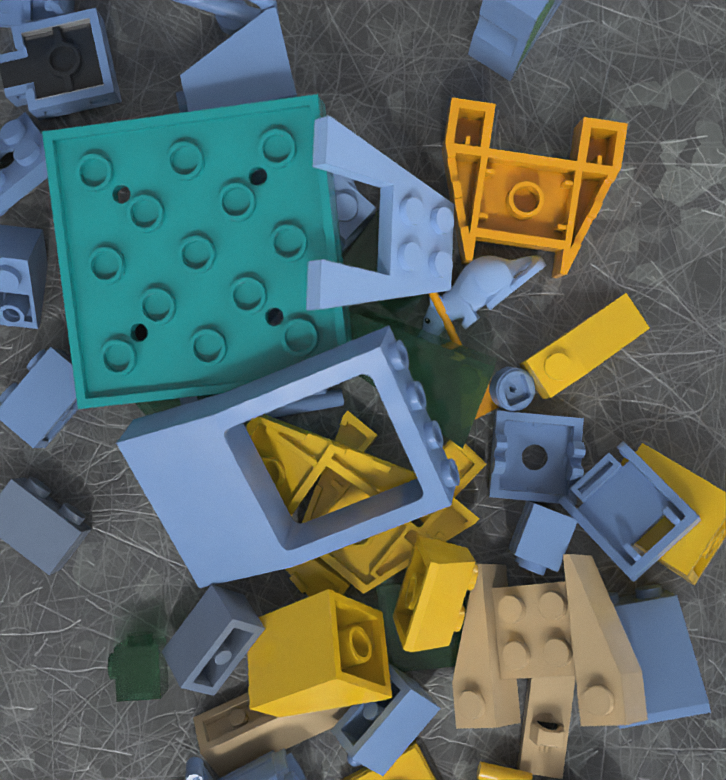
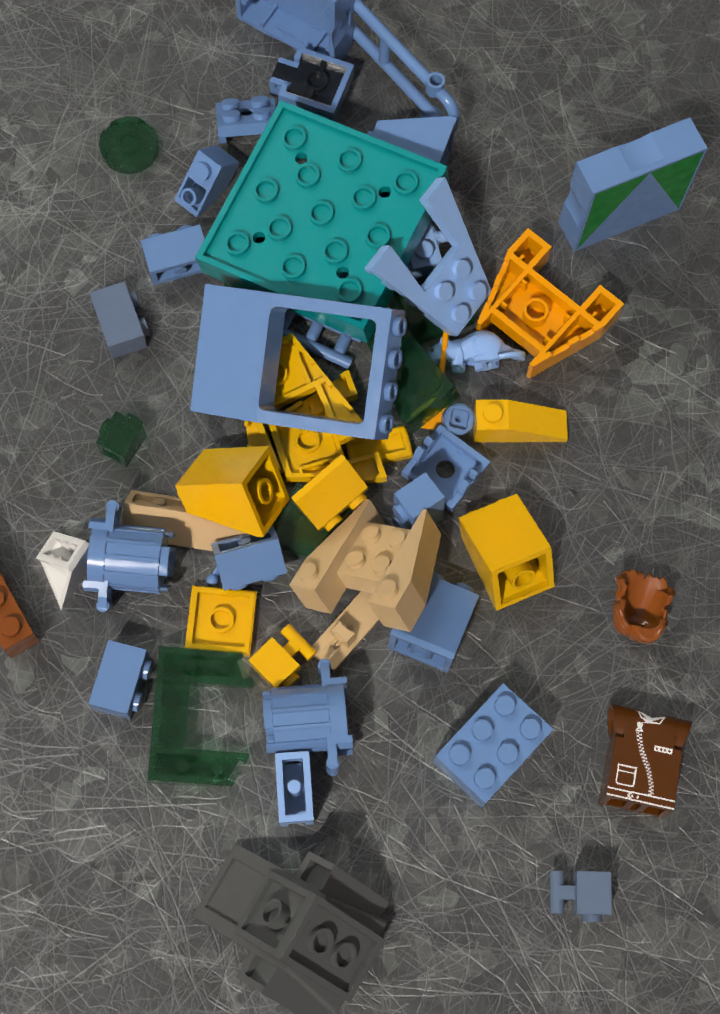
camera: 30 degrees right, 15 degrees down
(212, 640) = (177, 444): sand blue brick -> none
(624, 506) = (479, 518): medium blue container -> none

